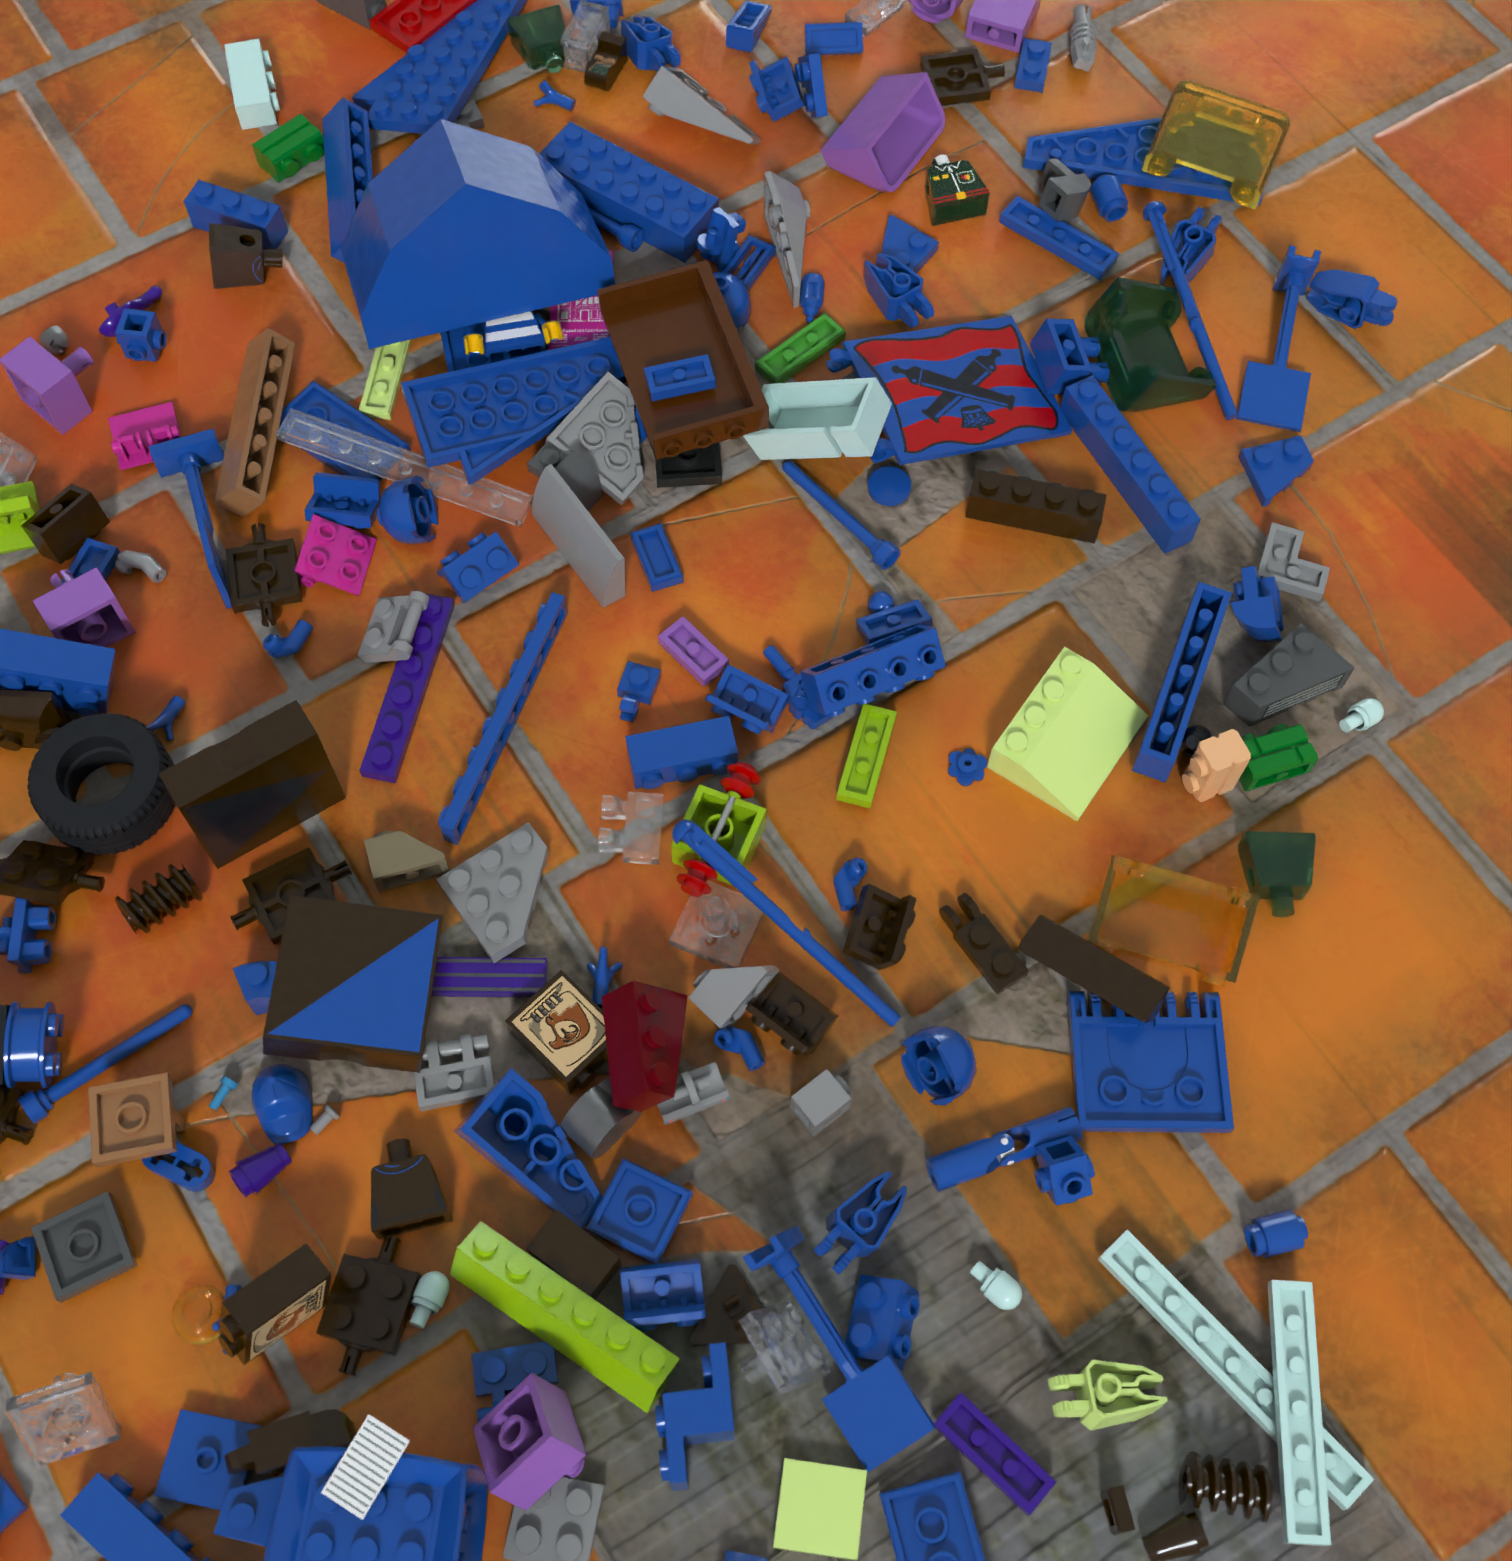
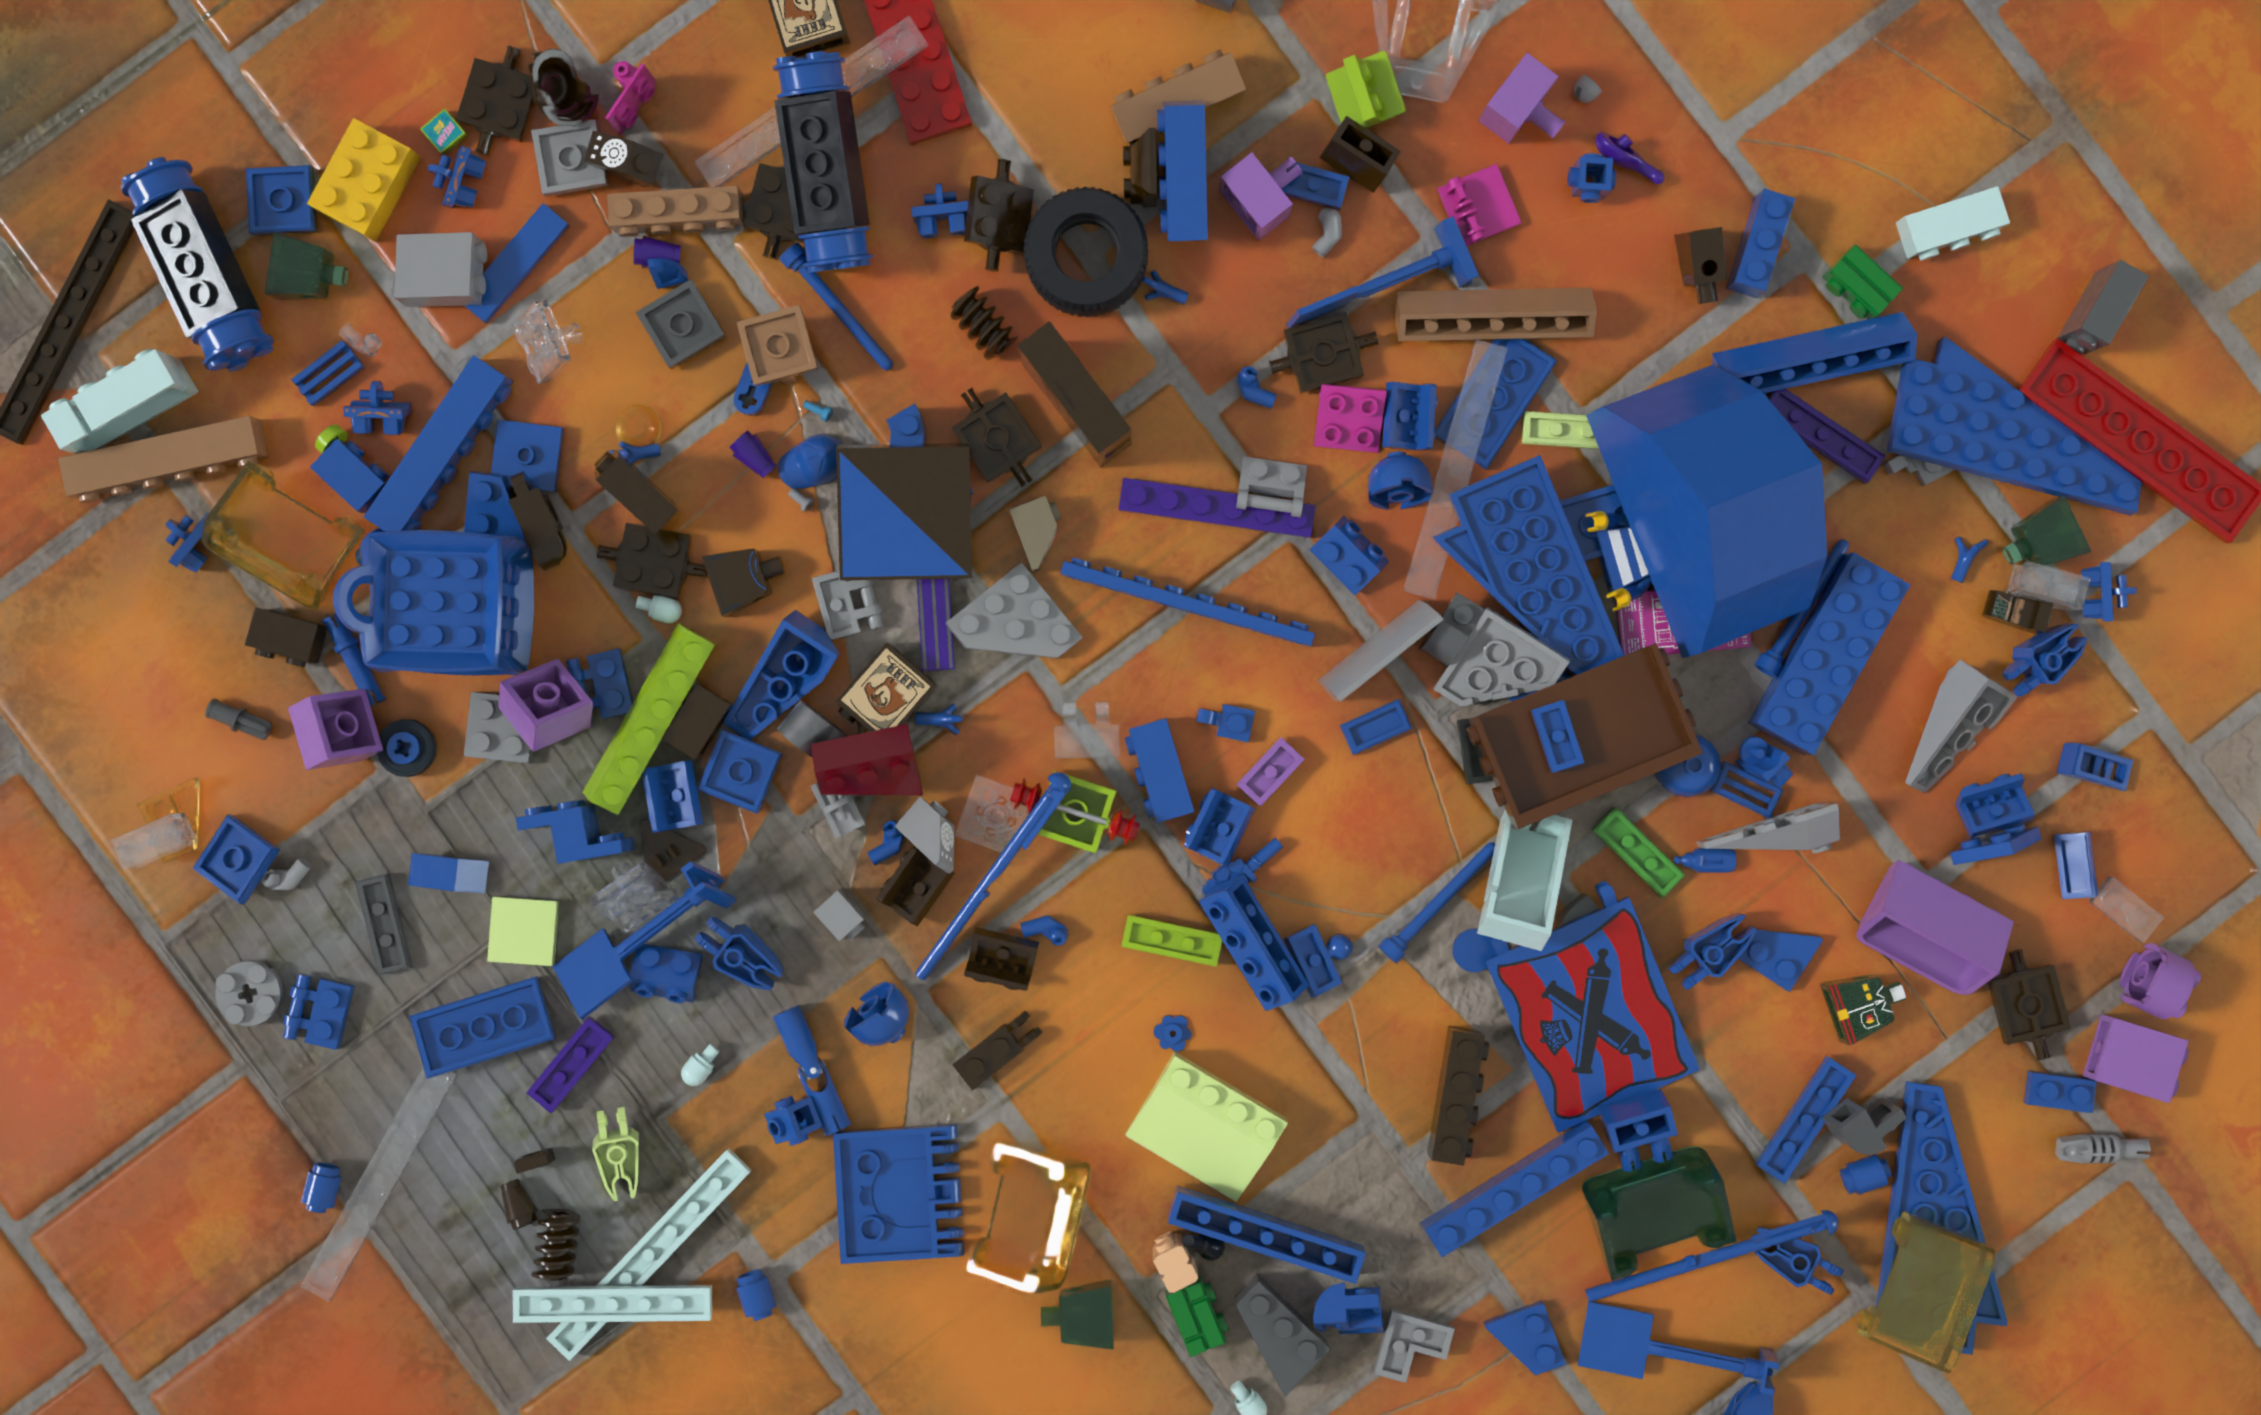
camera: 85 degrees right, 25 degrees up
(365, 1466) = (488, 594): white sticker -> none
(1094, 969) = (969, 1146): dark brown slope -> none

